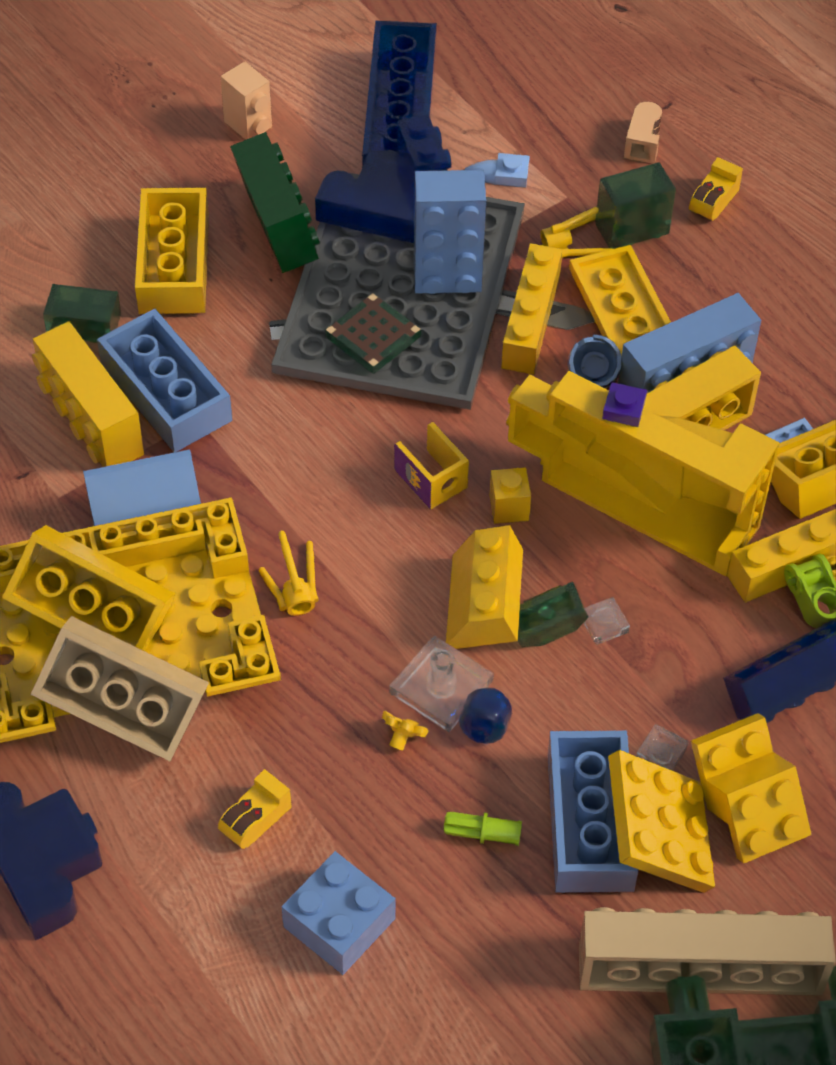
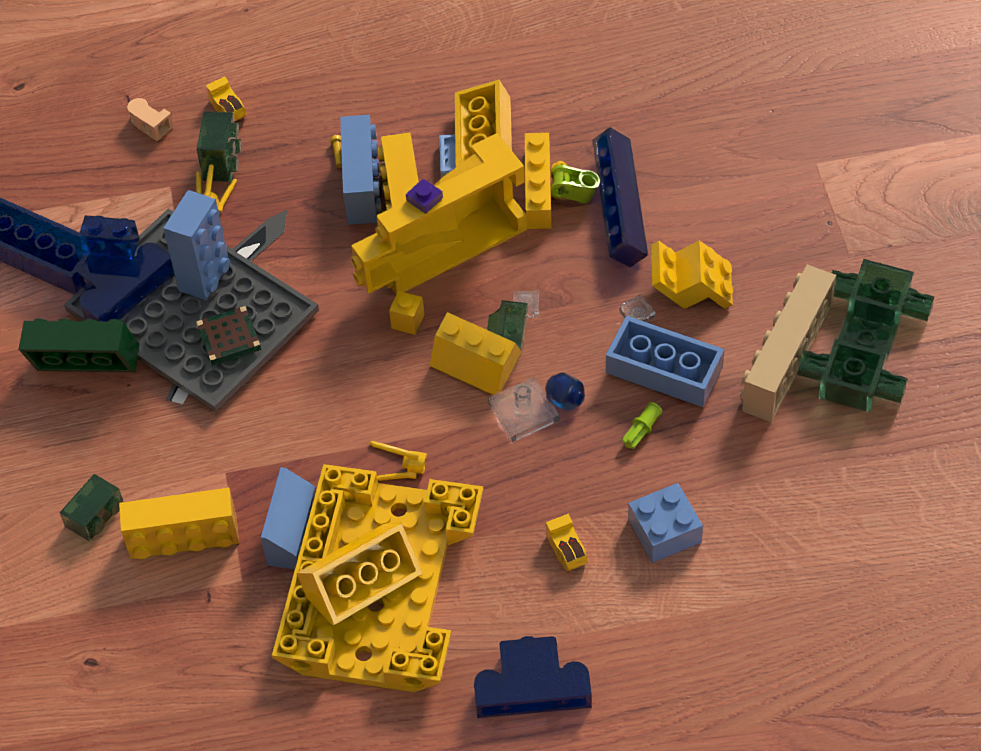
camera: 60 degrees left, 0 degrees up
(119, 688) = (448, 577): tan brick -> none
(165, 380) = (191, 468): medium blue brick -> none
(172, 250) = (74, 428): yellow brick -> none
(403, 730) = (549, 441): yellow plant -> none
(421, 481) = (353, 335): yellow piece -> none
(506, 170) = (126, 206): light blue plate -> none
(531, 309) = (263, 240): yellow brick -> none
(596, 360) = (331, 222): medium blue helmet -> none
(618, 294) = (287, 190): yellow plate -> none
(660, 822) = (694, 325): yellow plate -> none

